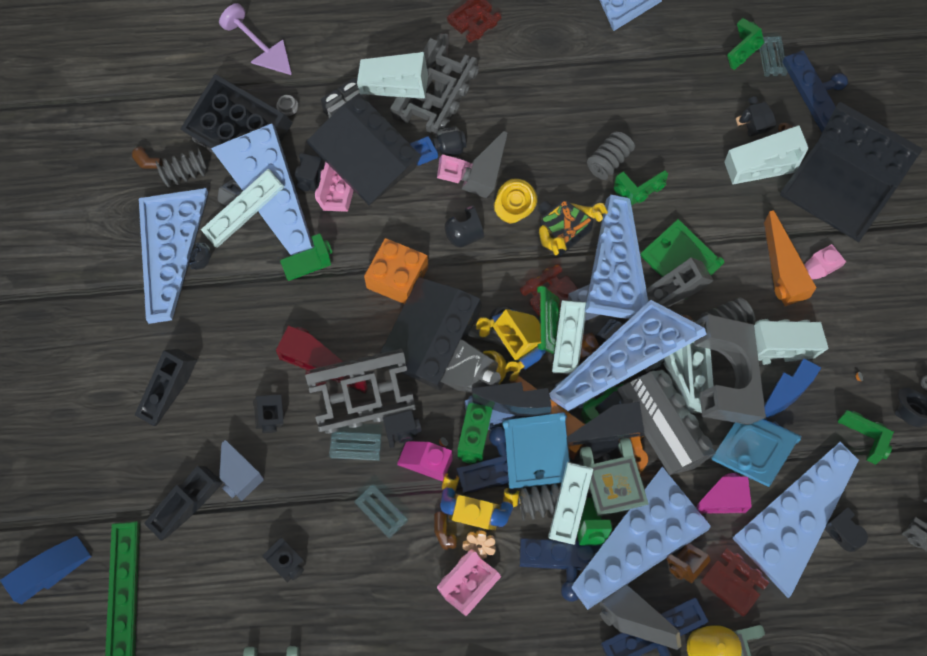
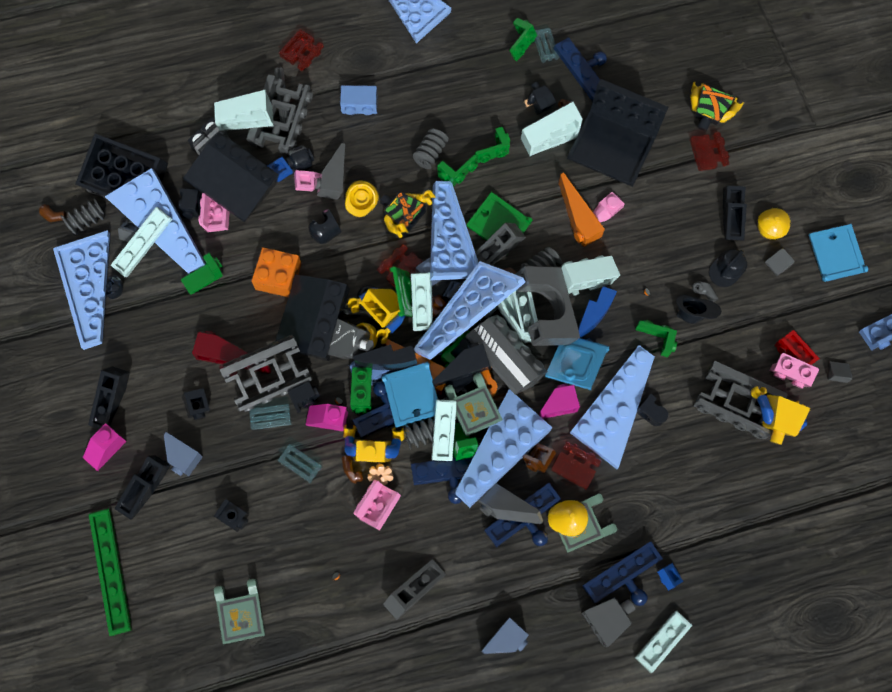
camera: 15 degrees left, 5 degrees up
(45, 569) = (43, 560): blue slope -> none
(146, 444) = (103, 446): none -> dark pink slope
(272, 58) = (141, 109): lavender piece -> none
(287, 105) = (160, 149): light grey plate -> none
(533, 85) = (359, 100): none -> medium blue brick
(695, 171) = (500, 150): none -> green bracket

